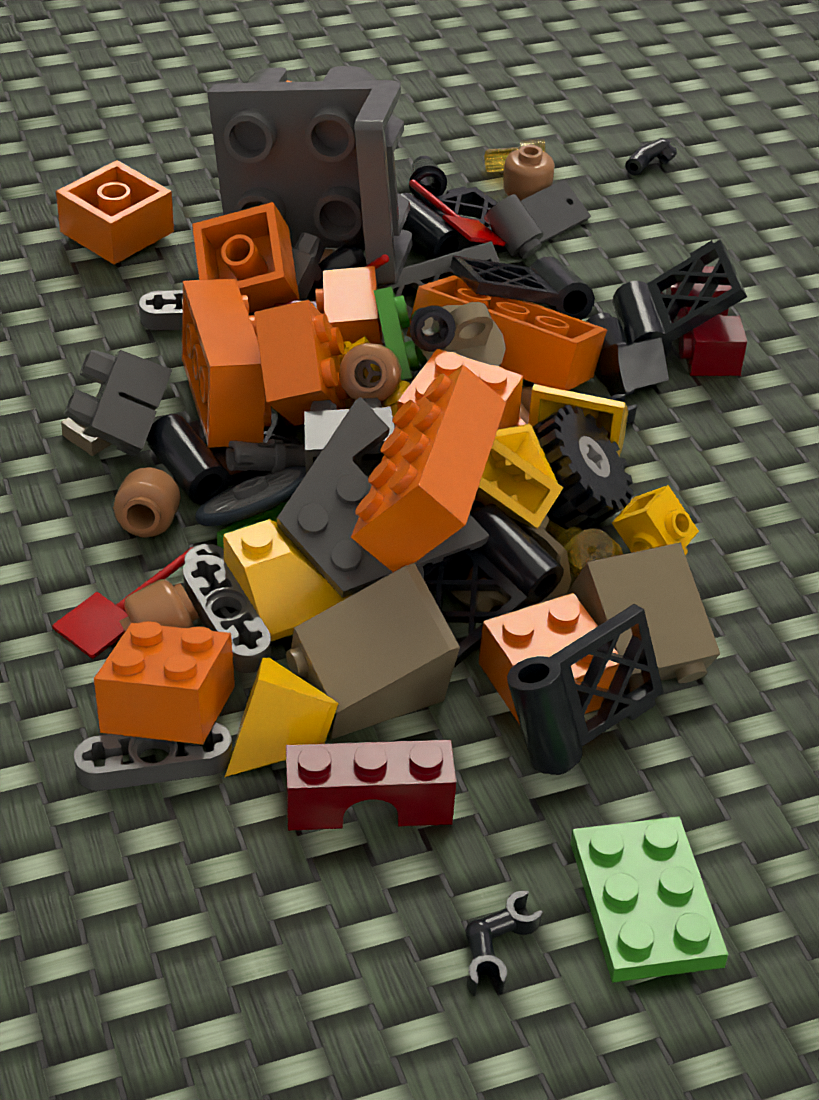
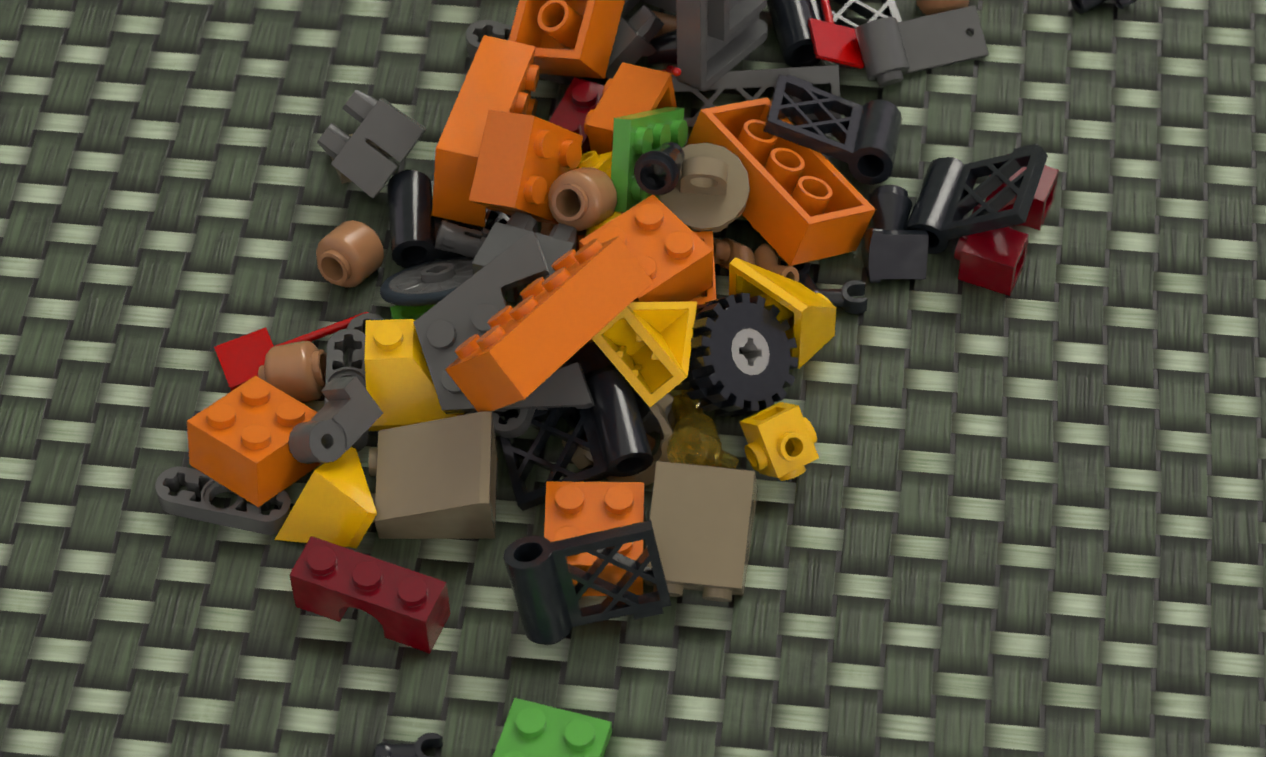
camera: 30 degrees right, 10 degrees up
(252, 631) = (337, 424): none -> dark grey leg

